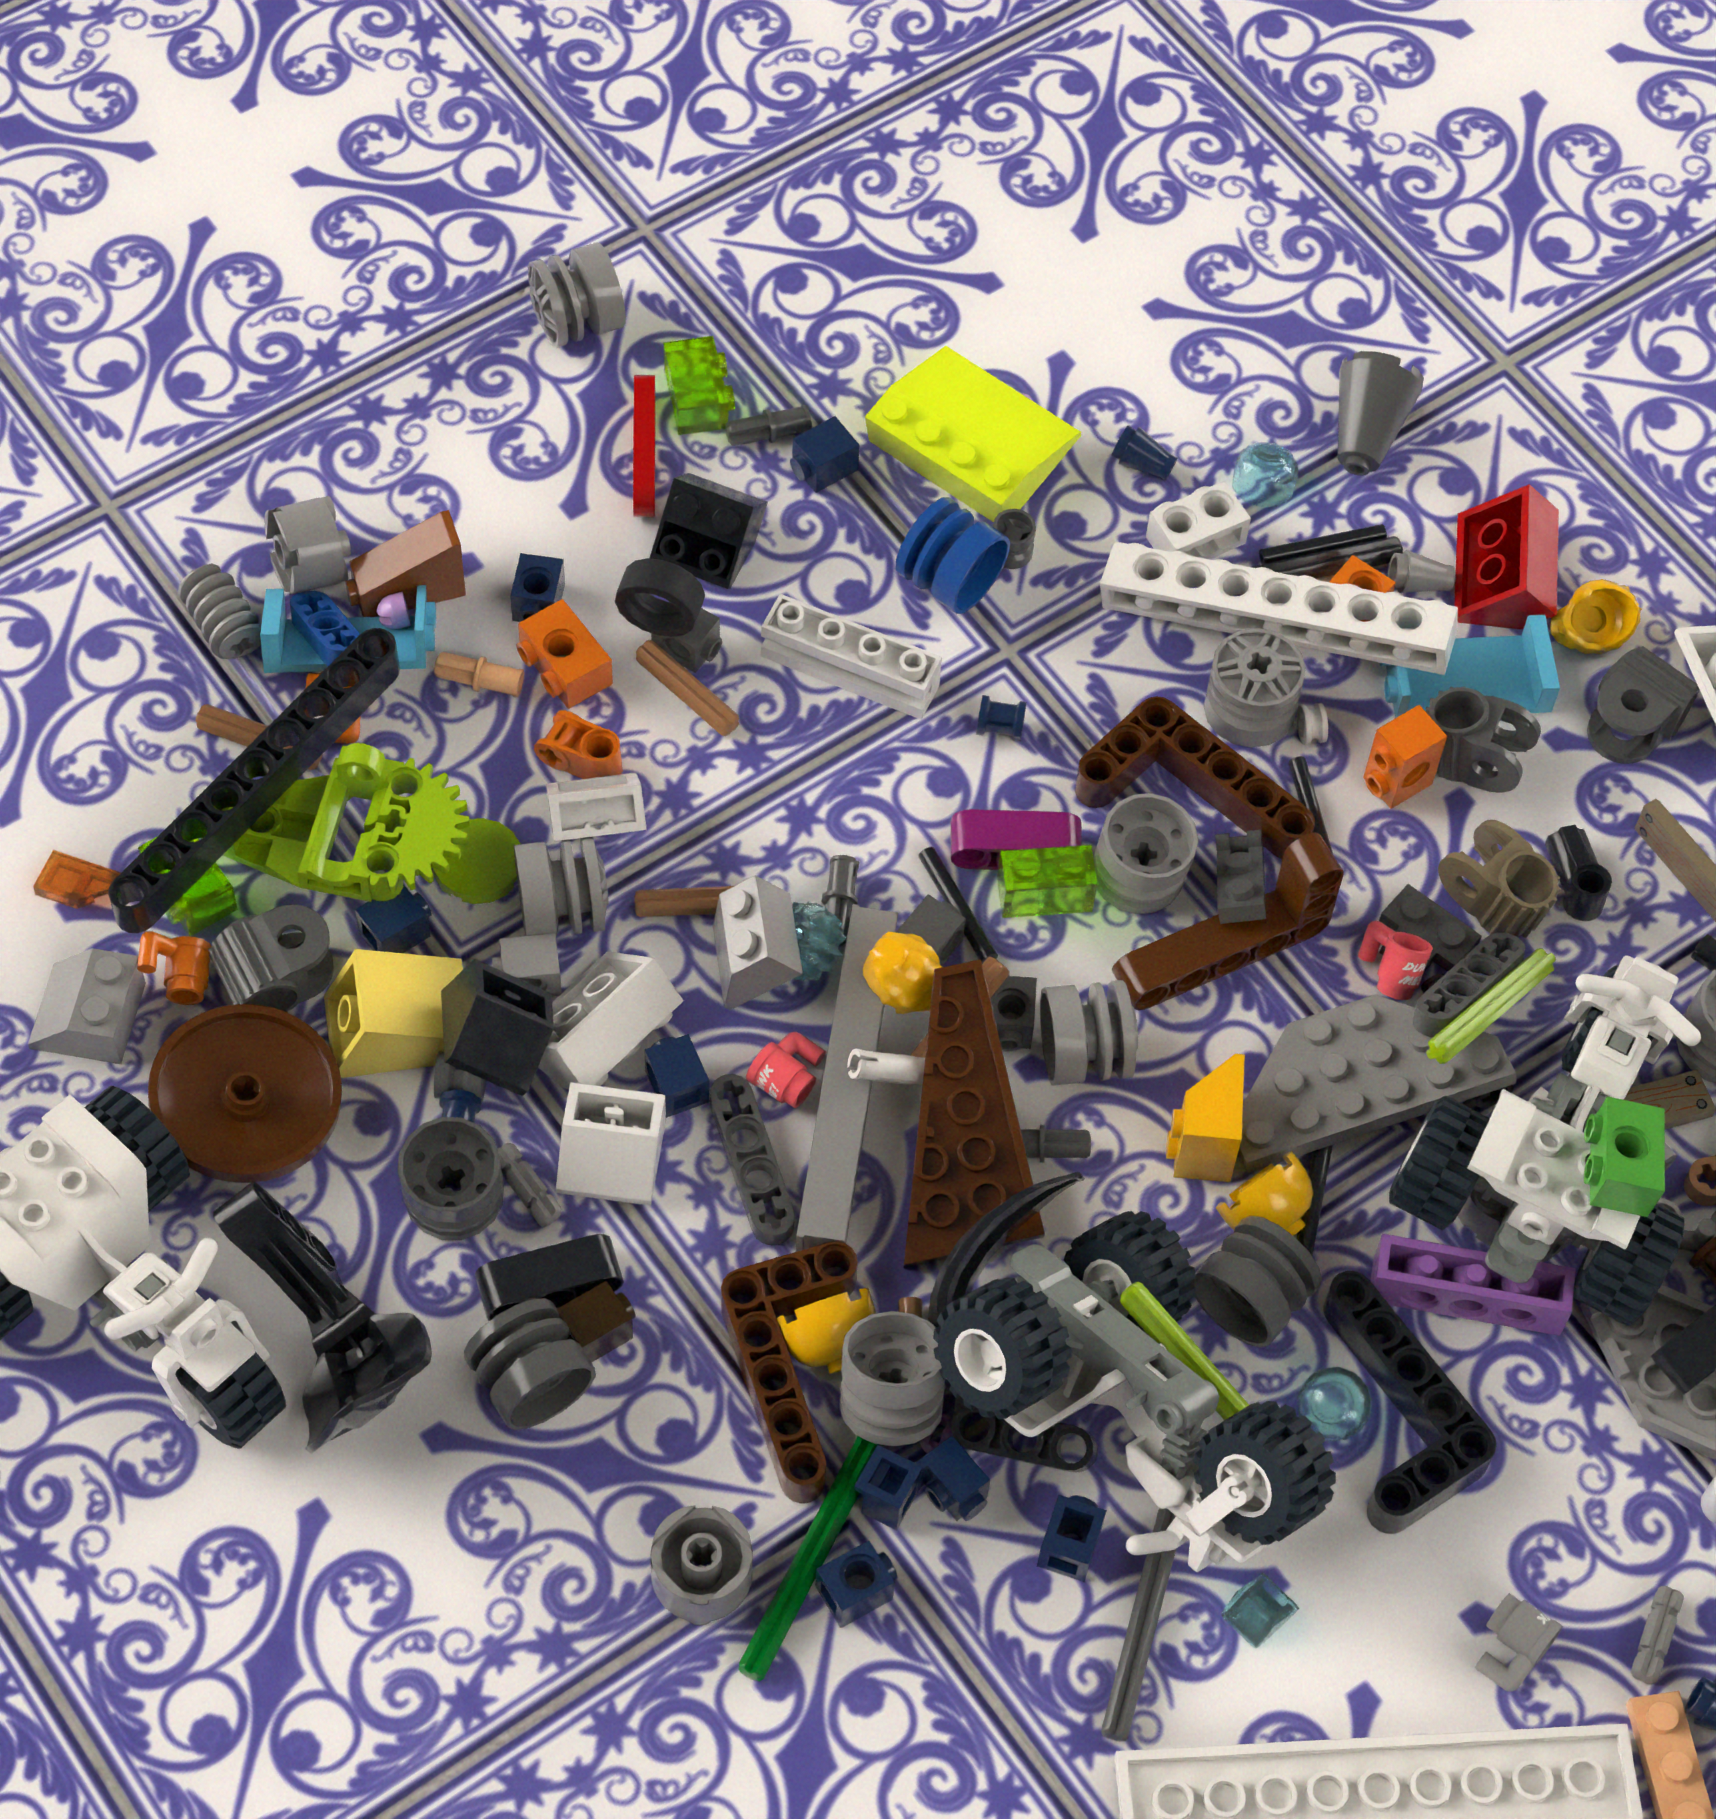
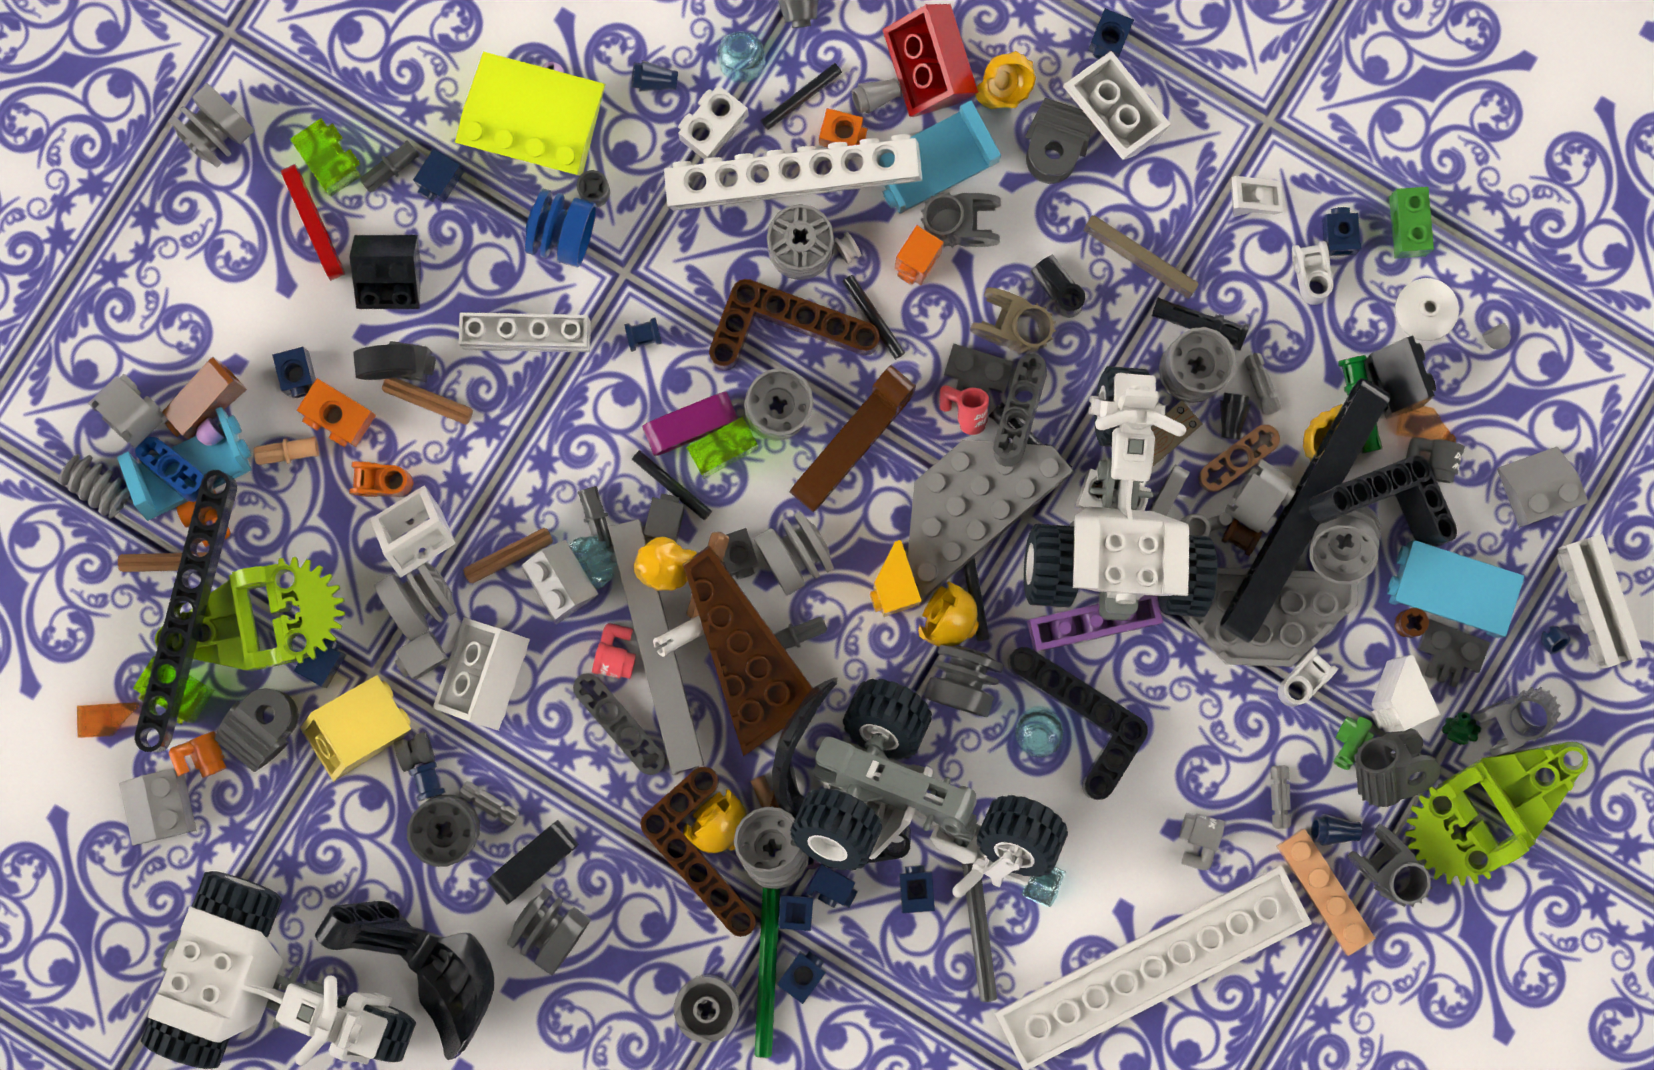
camera: 20 degrees left, 25 degrees up
(246, 1092) = (287, 826): reddish brown dish -> none
(485, 866) = (357, 588): lime tile -> none
(495, 1026) = (424, 722): black slope -> none
(599, 1320) = (574, 879): dark brown brick -> none
(610, 1143) = (530, 760): white slope -> none
(677, 1073) = (547, 689): dark blue brick -> none
(1165, 1330) = (958, 765): lime axle -> none
(1240, 877) = (846, 393): dark grey plate -> none
(1331, 561) = (806, 114): black axle -> none
(1490, 1006) = (1040, 423): lime axle -> none
(1626, 1156) = (1172, 519): bright green brick -> none

